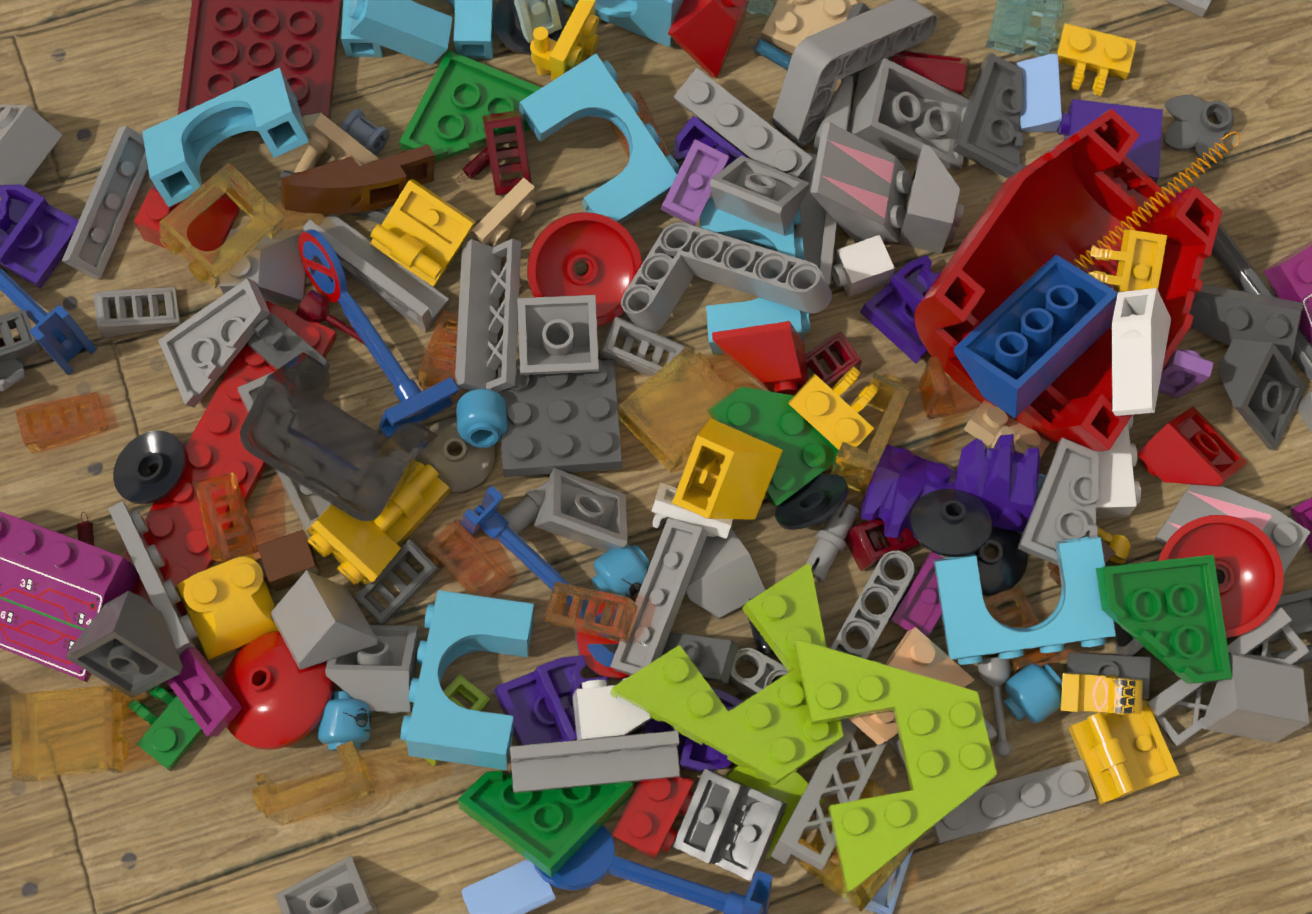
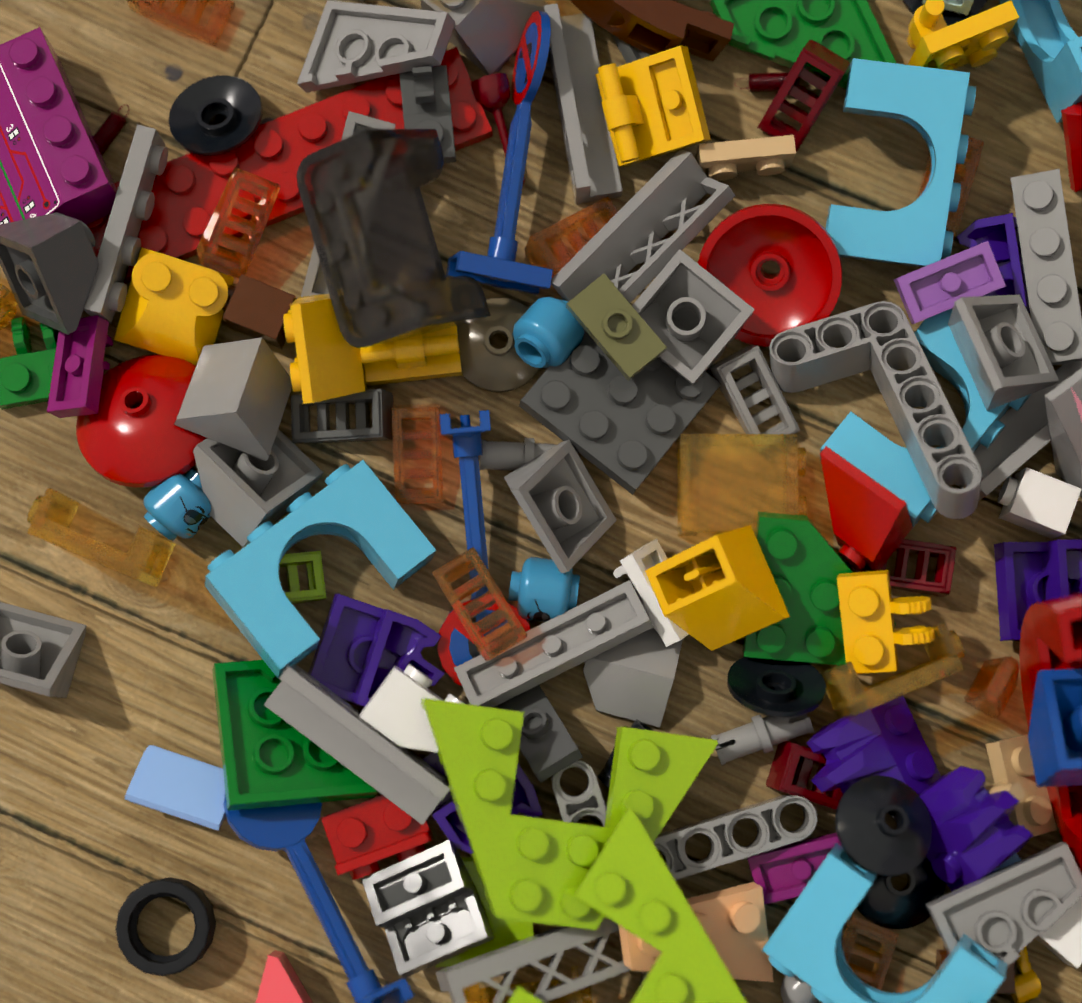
camera: 45 degrees right, 10 degrees up
(522, 374) = (616, 327): none -> olive plate

